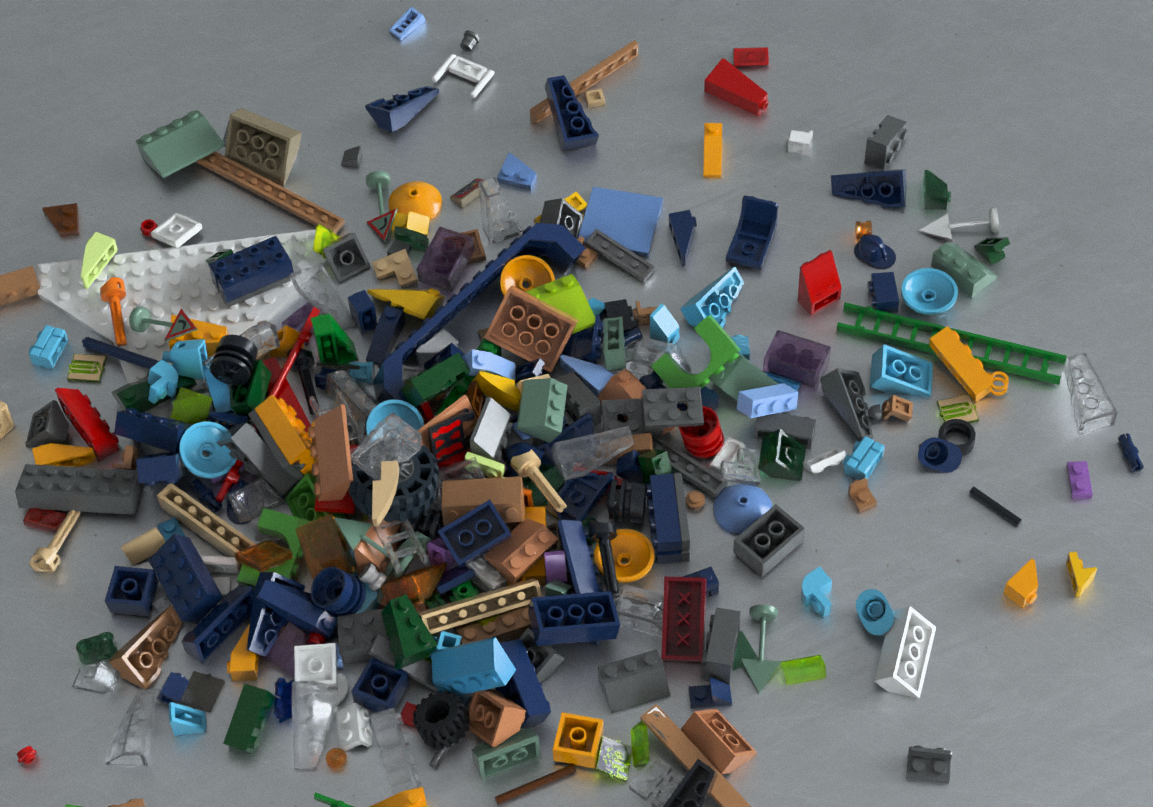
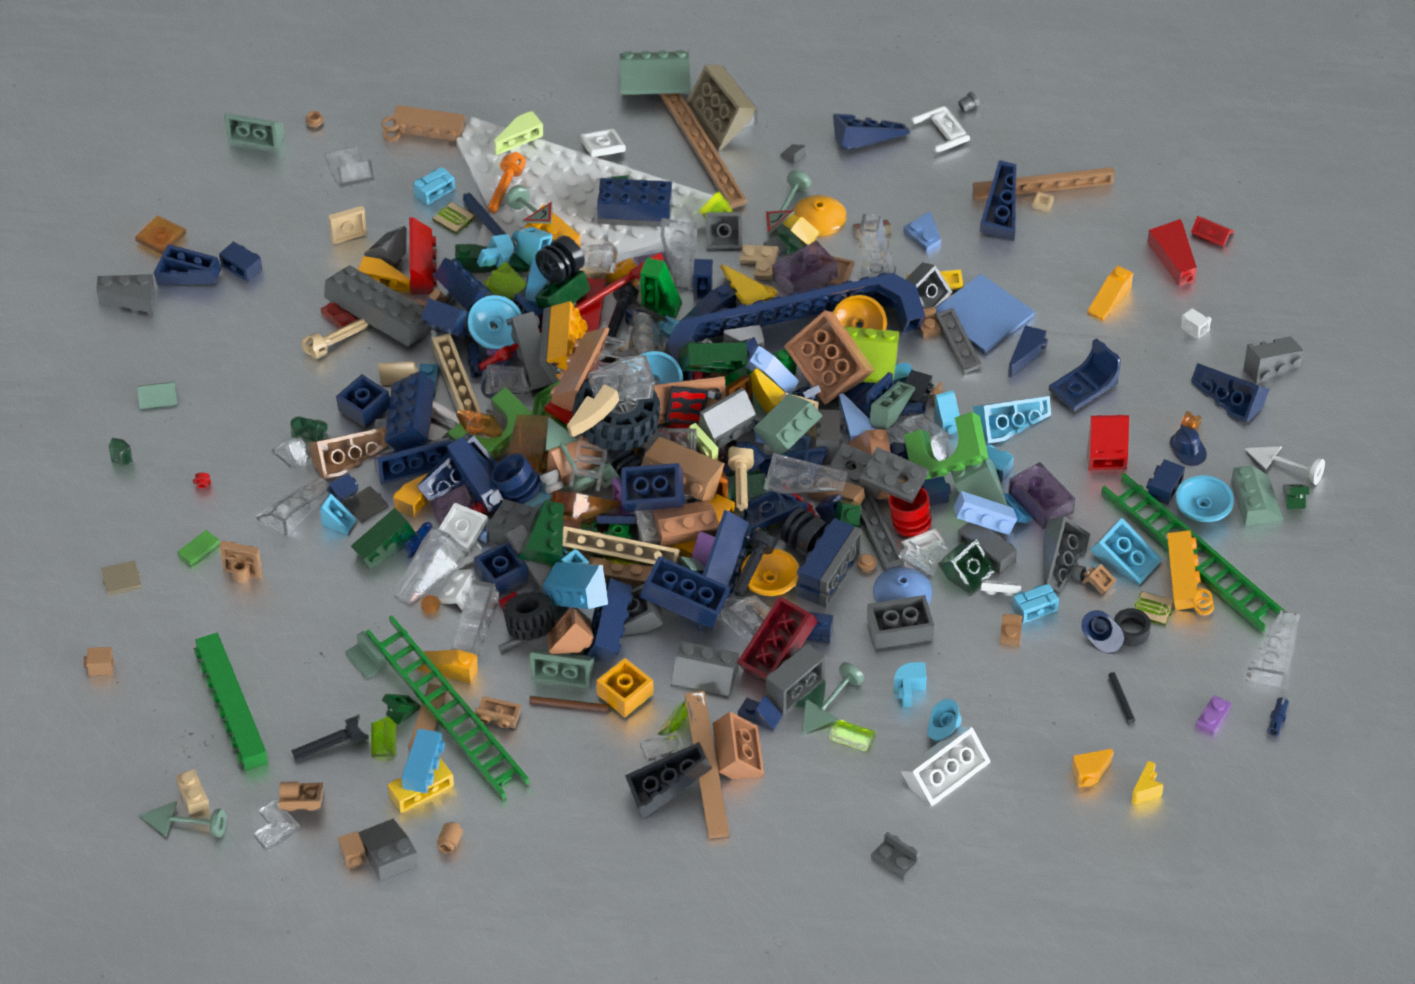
camera: 30 degrees right, 5 degrees down
(64, 219) = (520, 91): reddish brown wing -> none
(147, 227) = (581, 128): red plate -> none
(414, 24) = (936, 59): light blue slope -> none
(613, 758) = (644, 717): piece -> none
(935, 192) = (1282, 422): clear green slope -> none

